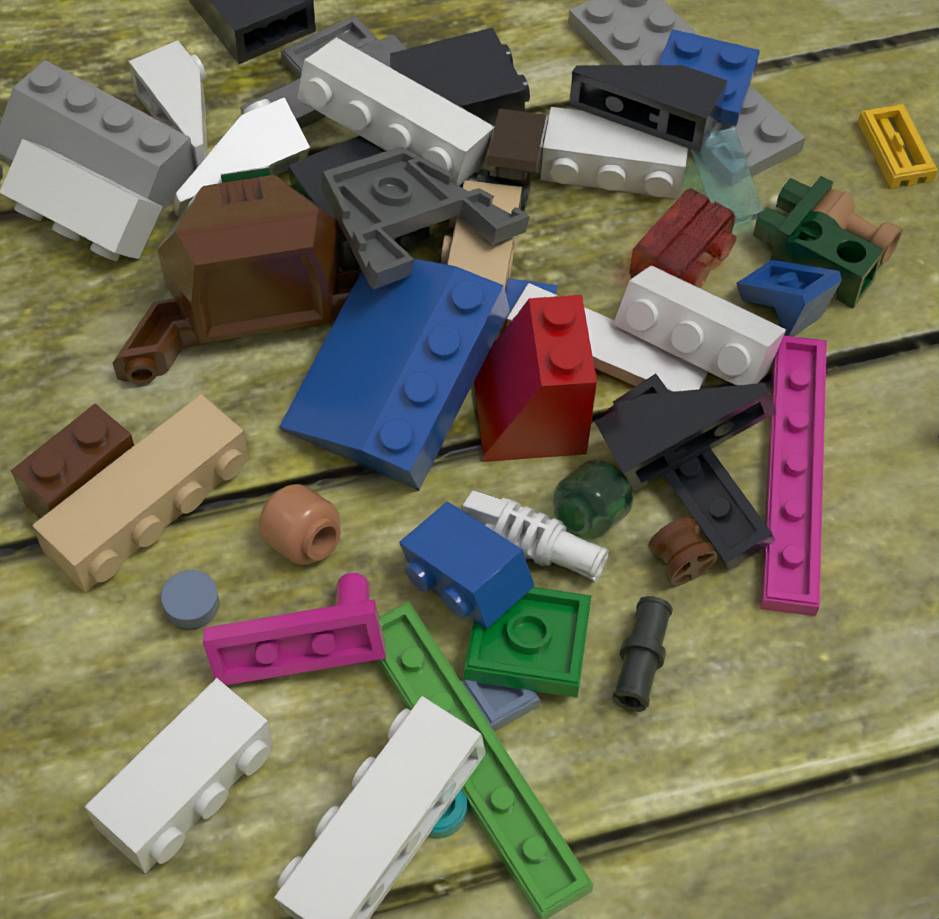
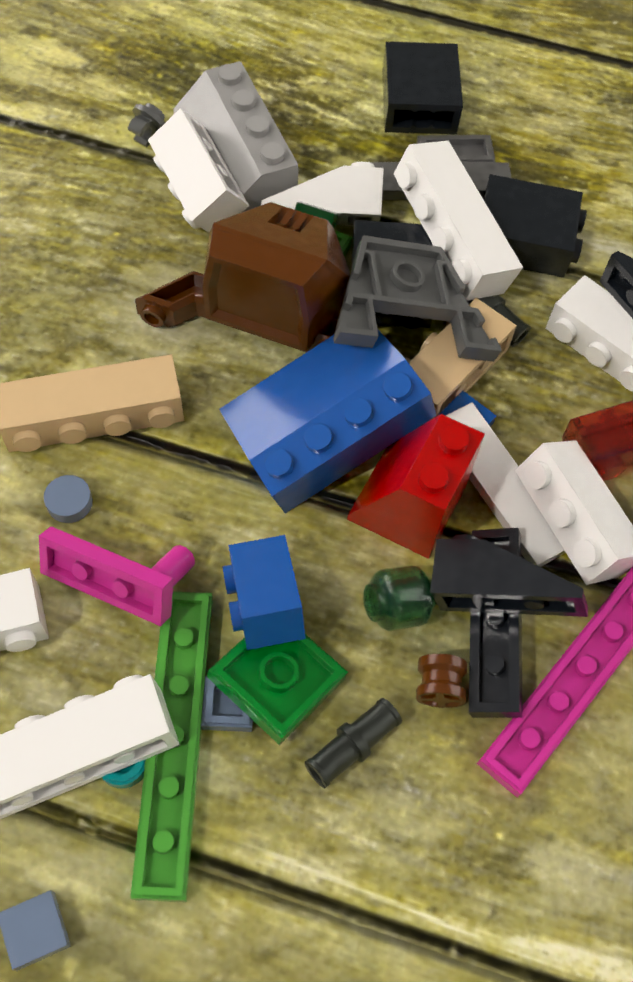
camera: 30 degrees right, 5 degrees up
(70, 459) = (54, 351): reddish brown brick -> none
(173, 92) = (320, 130): white slope -> none
(300, 525) = (175, 489): nougat head -> none
(517, 144) = (535, 290): dark brown slope -> none
(537, 535) = (338, 599): white hinge -> none

